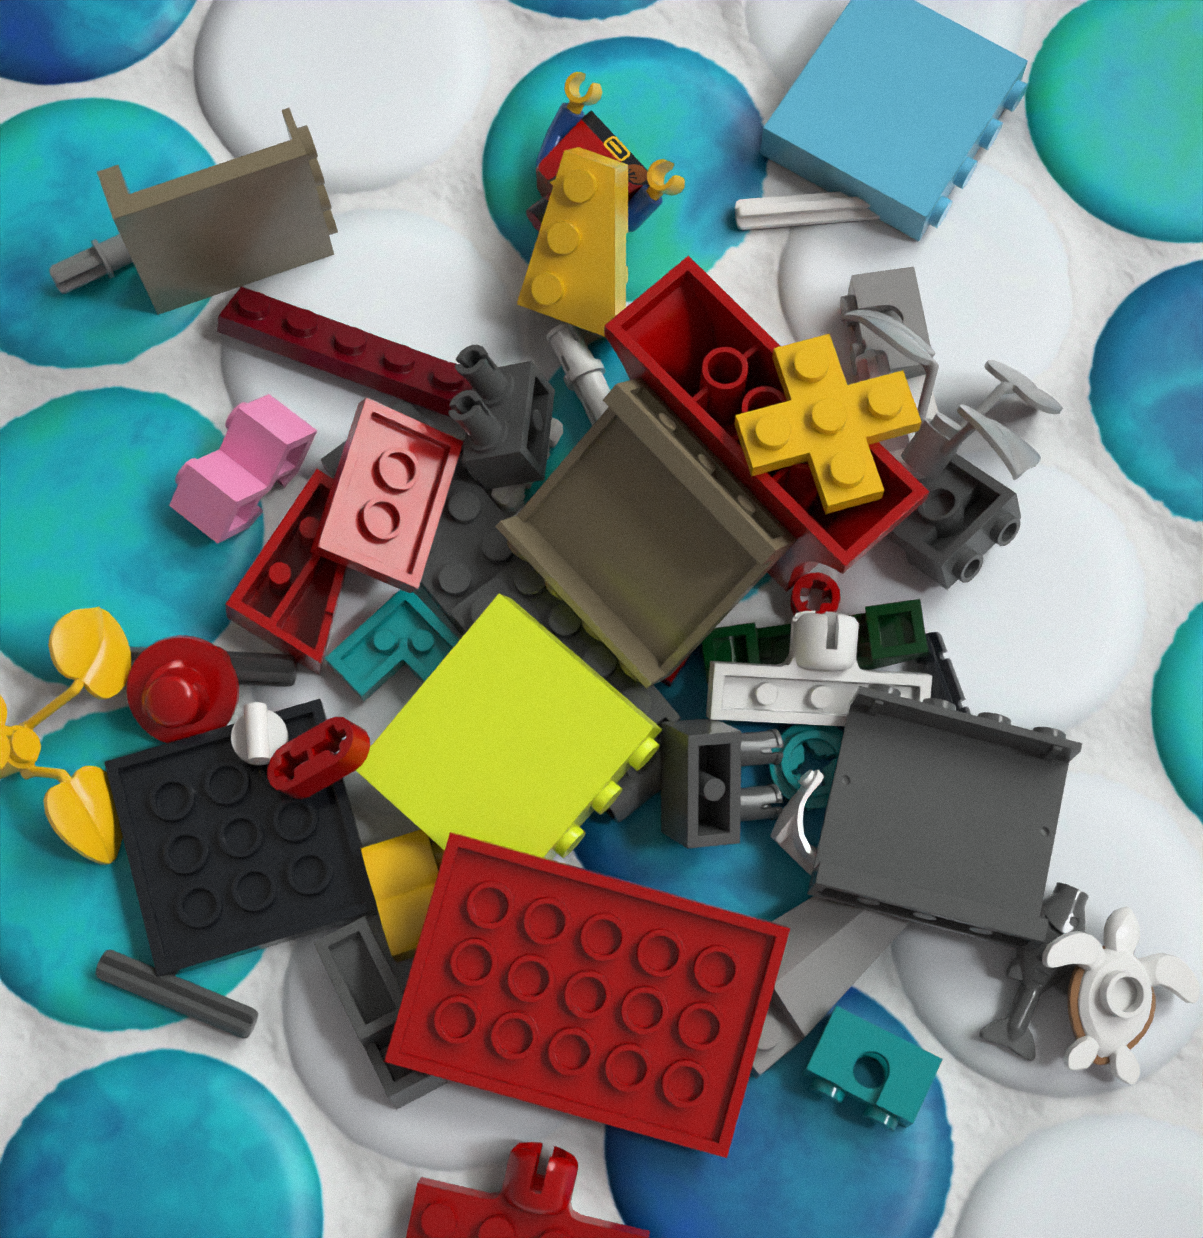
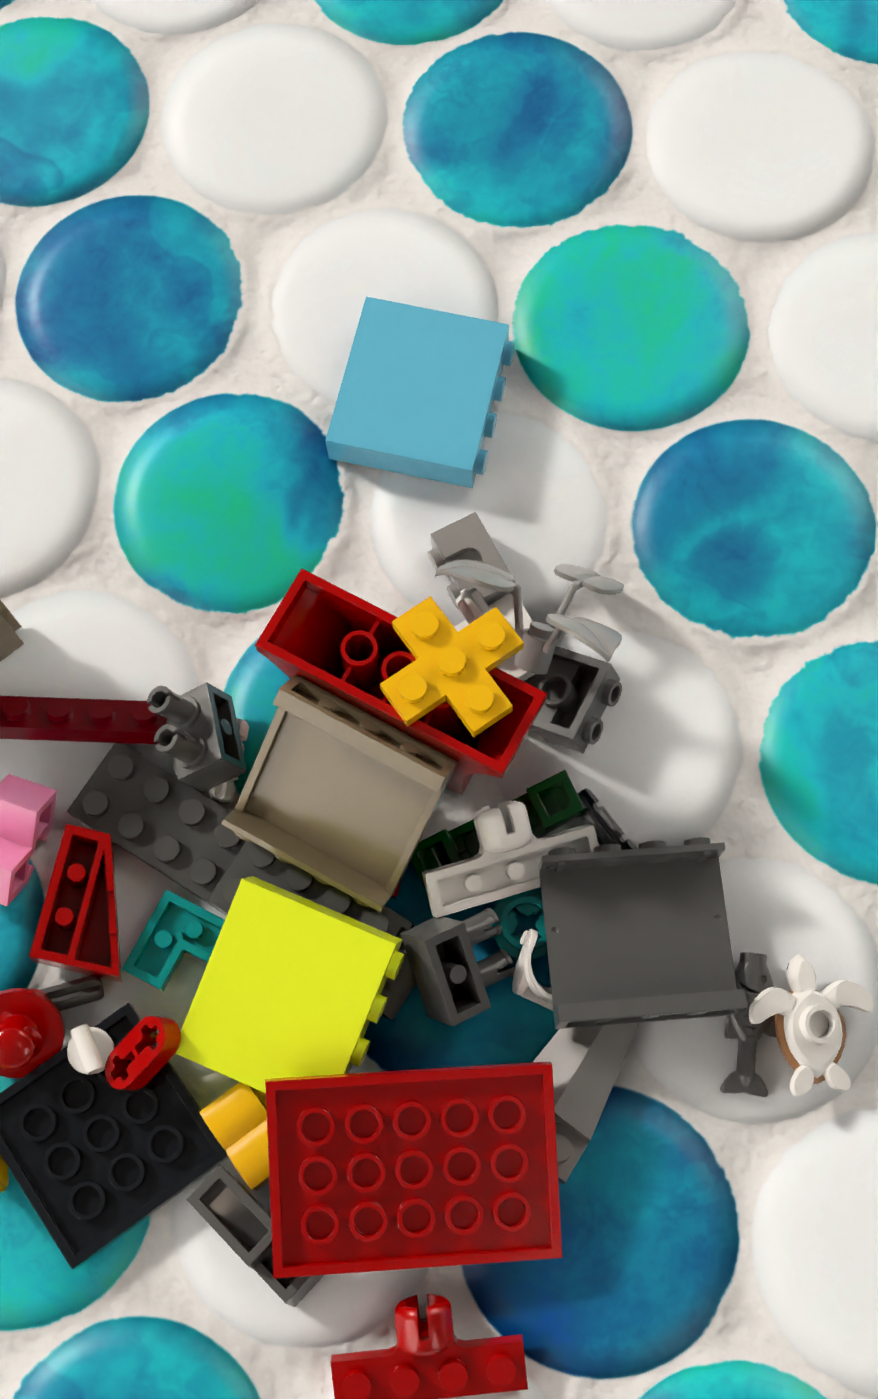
camera: 15 degrees left, 0 degrees up
(177, 994) = (92, 1276): dark grey axle -> none
(387, 496) = (128, 827): plate -> none
(575, 129) = (205, 519): torso -> none
(581, 245) = (215, 579): yellow wedge -> none
(582, 370) = (247, 673): white pin -> none
(800, 210) = (374, 493): white axle -> none
(815, 580) = (474, 787): red bush -> none
(905, 1068) = (675, 1140): teal brick -> none

